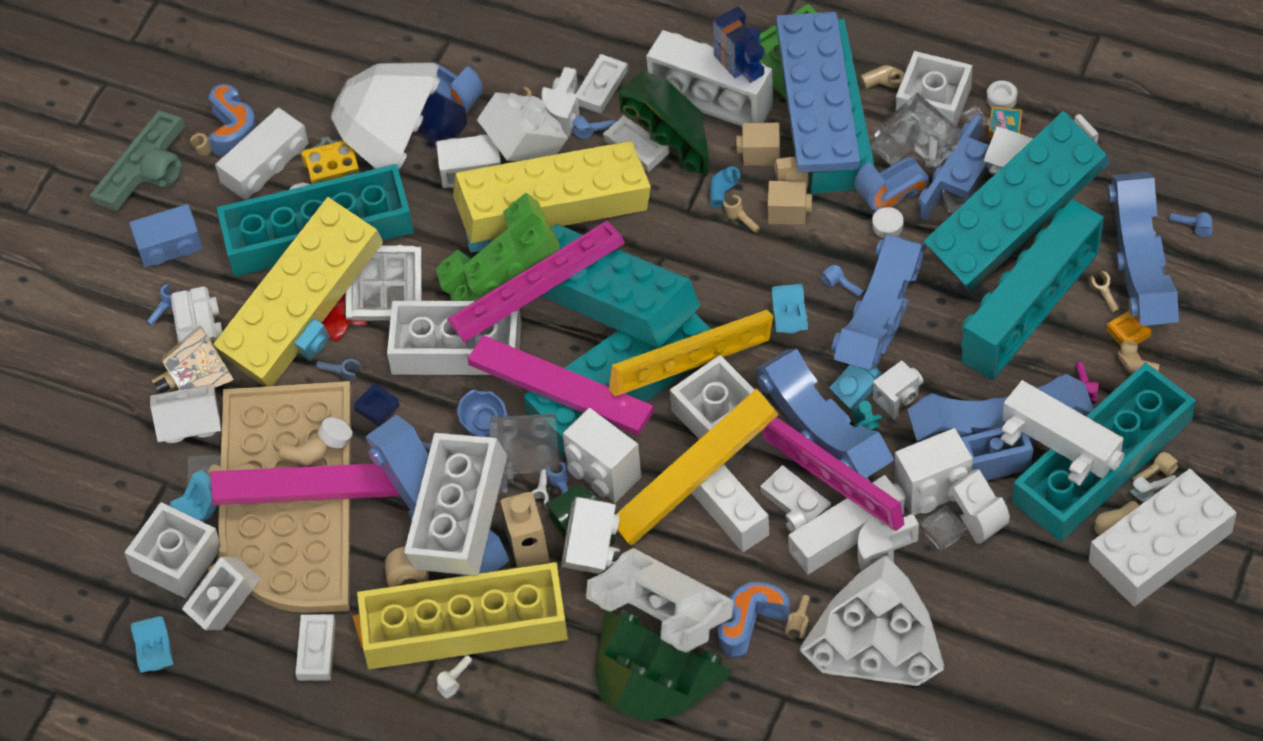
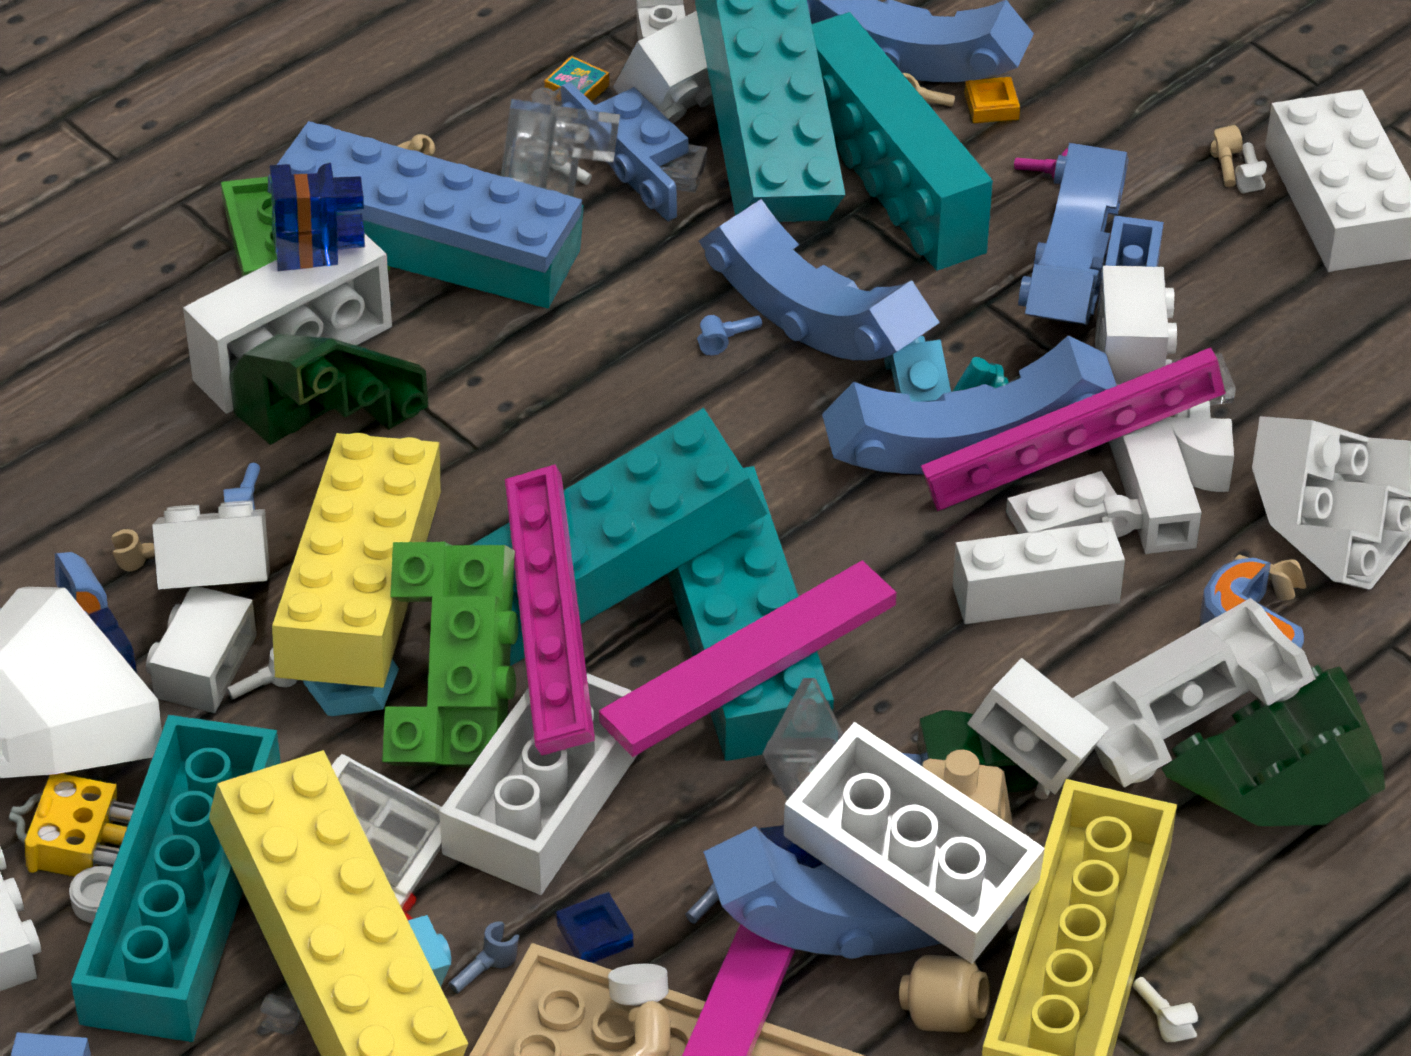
camera: 70 degrees left, 10 degrees down
(476, 411) = (708, 797): medium blue hair -> none
(562, 99) = (157, 489): white brick -> none
(601, 83) = (176, 450): white plate -> none
(602, 455) = (890, 667): white brick -> none
(648, 151) = (304, 453): white plate -> none
(690, 352) = (784, 500): yellow tile -> none
(695, 466) = (987, 542): yellow tile -> none
(708, 395) = (869, 514): white brick -> none
(721, 184) = (464, 393): dark azure arm -> none
(736, 212) = (519, 393): tan hand -> none
(759, 144) = (431, 318): tan brick -> none
(786, 171) = (511, 305): tan bracket -> none
(788, 202) = (556, 329): tan brick -> none
(789, 308) = (747, 397): medium azure bracket -> none
(887, 222) = (659, 250): white tile -> none
(890, 185) = (607, 215): medium blue animal -> none
(896, 388) = (959, 332): white brick -> none
(938, 81) = (471, 108): white brick -> none
(982, 510) = (1218, 314): white brick -> none
(1002, 95) = (526, 69): white tile -> none
(1062, 430) = (1165, 172): white brick -> none
(1108, 519) = (1289, 214): tan arm -> none
(1131, 359) = (1050, 113): tan arm -> none
(1145, 413) = (1191, 178): teal brick -> none

